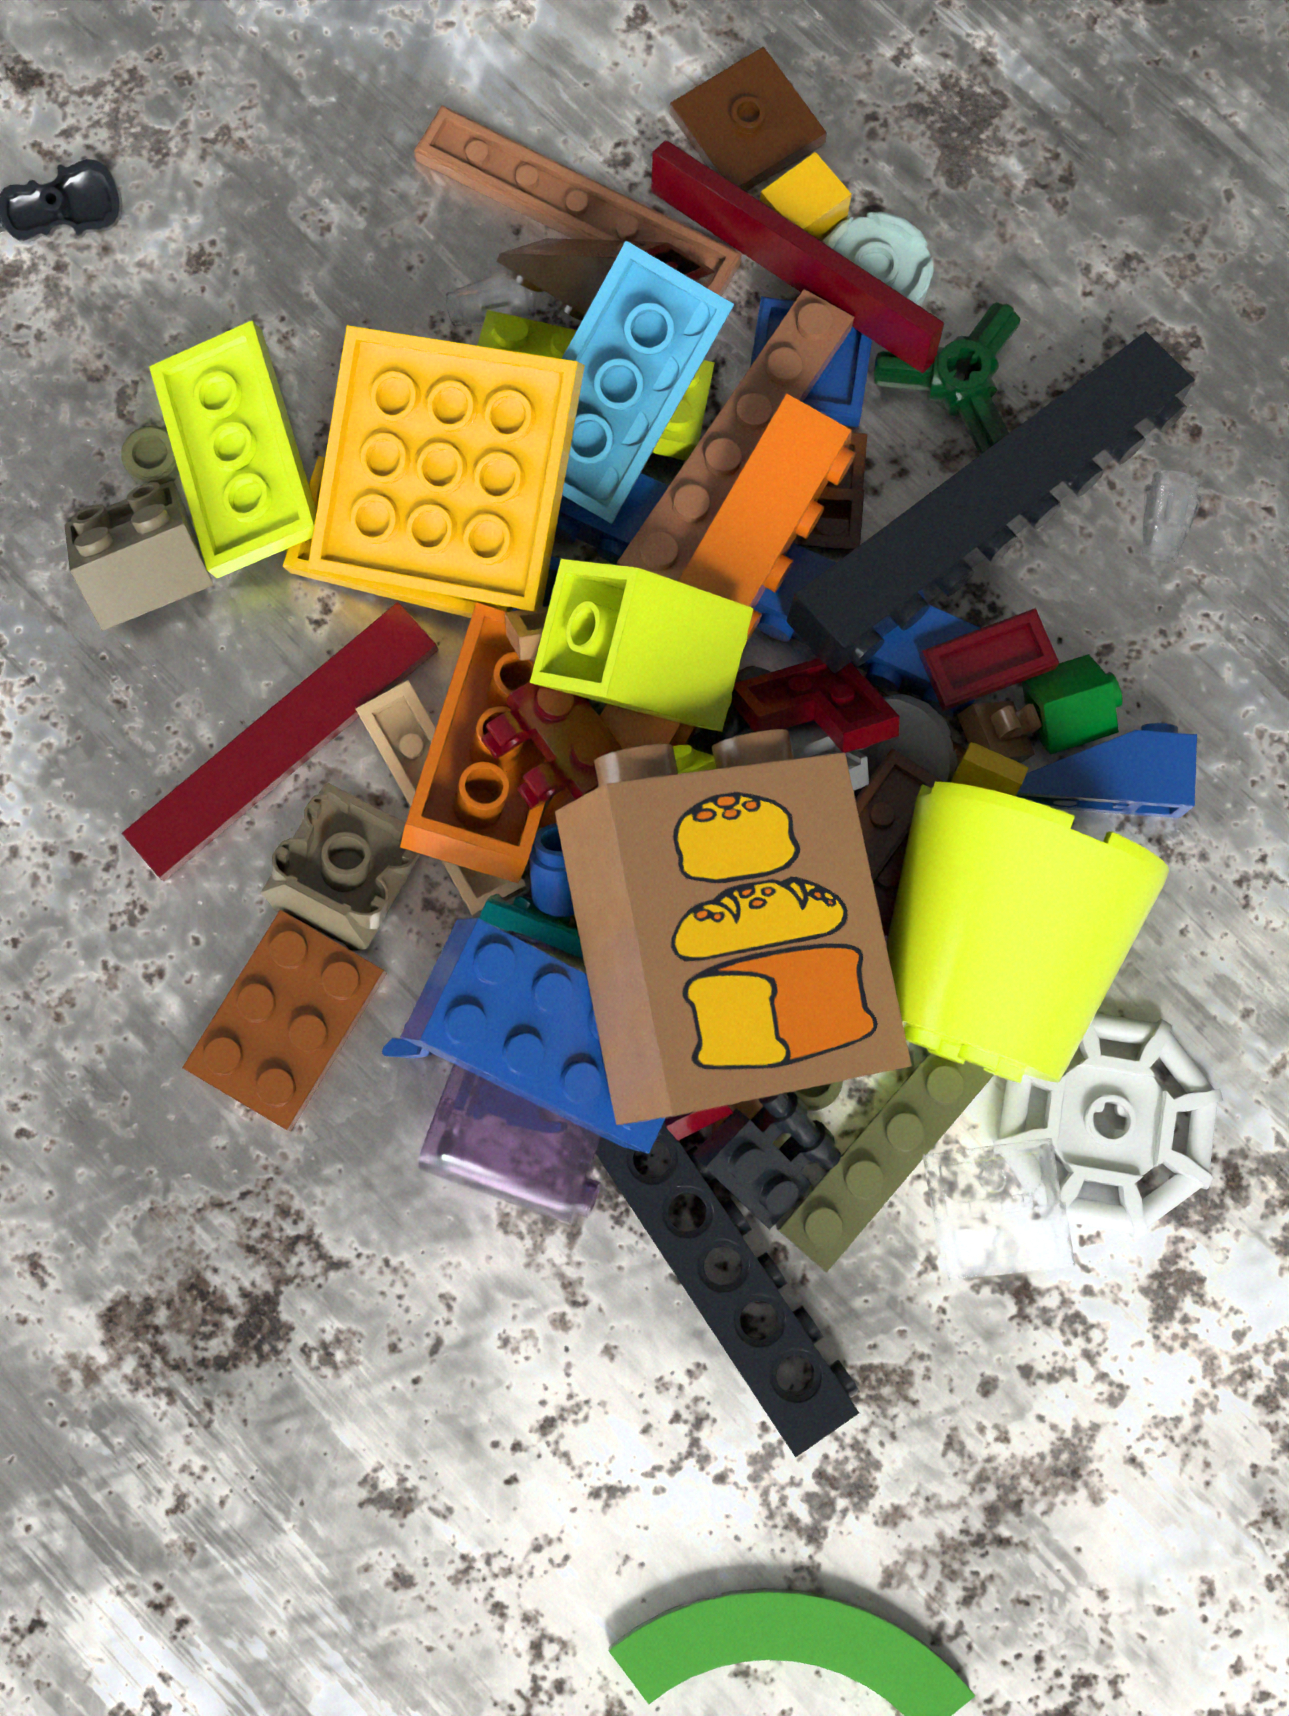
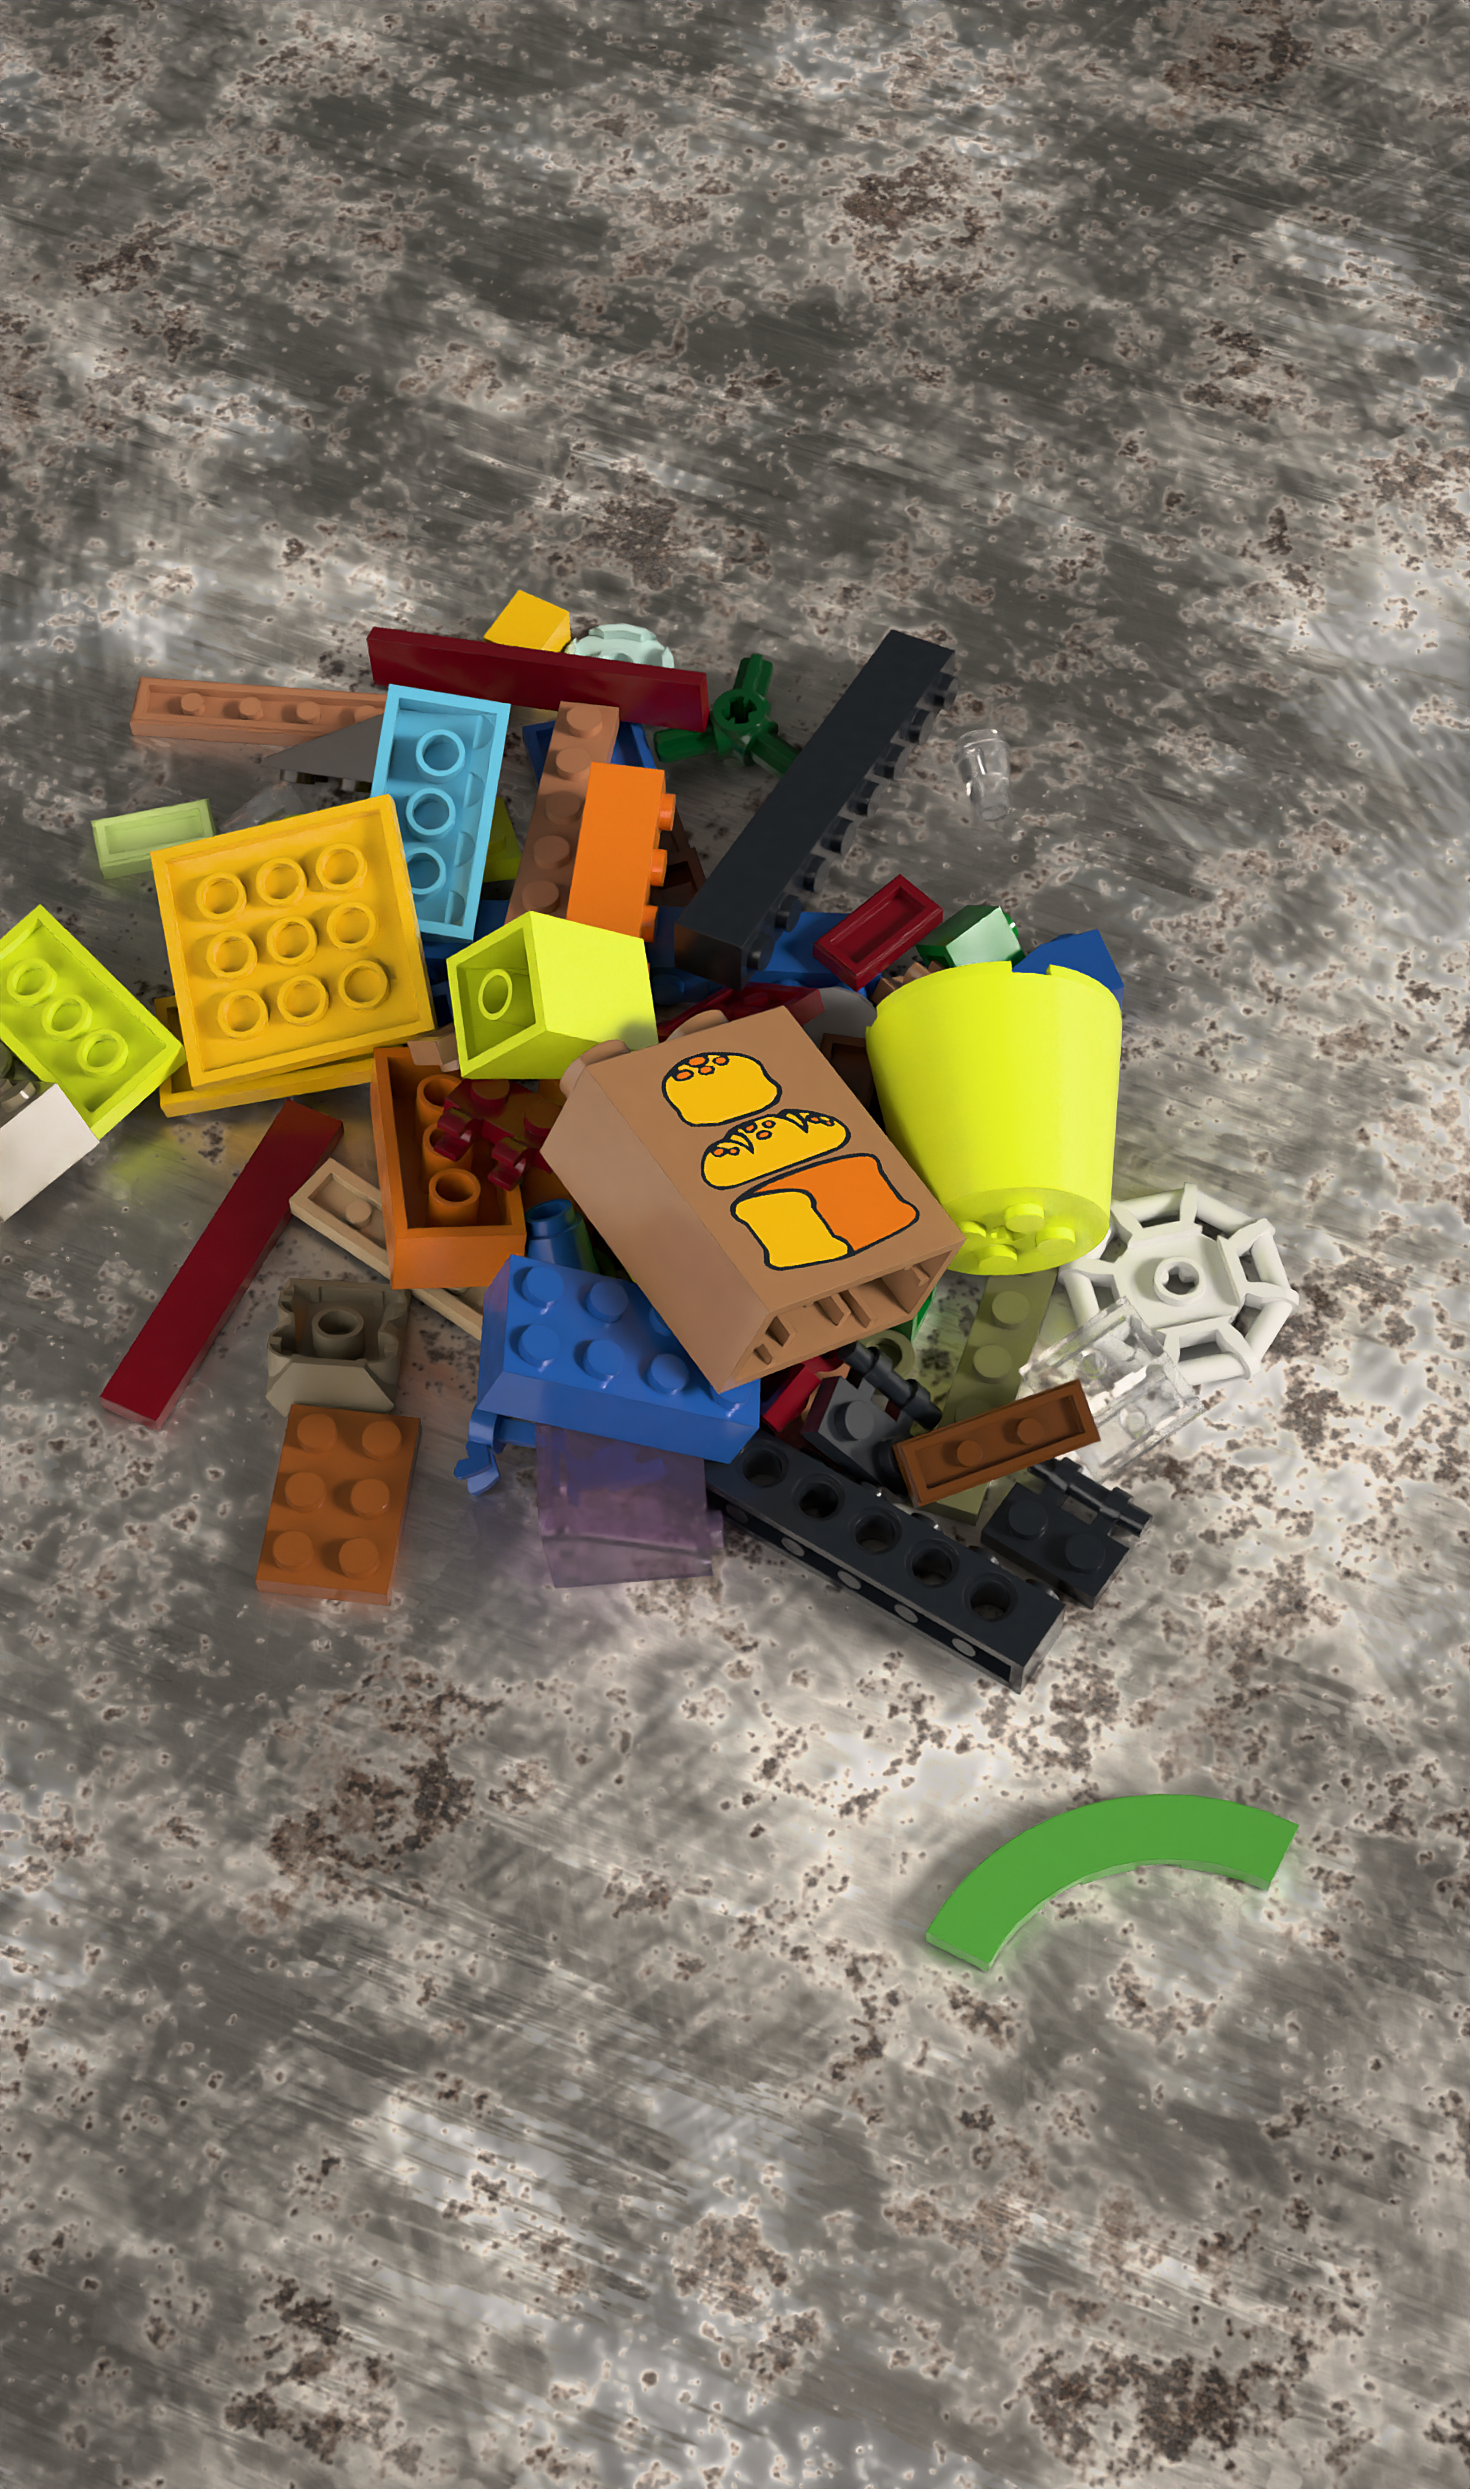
camera: 25 degrees left, 20 degrees down
(391, 281) = (128, 839): none -> yellowish green tile
(748, 121) = (440, 592): reddish brown plate -> none
(870, 1224) = (996, 1443): none -> reddish brown tile
(886, 1327) = (1058, 1545): none -> black plate

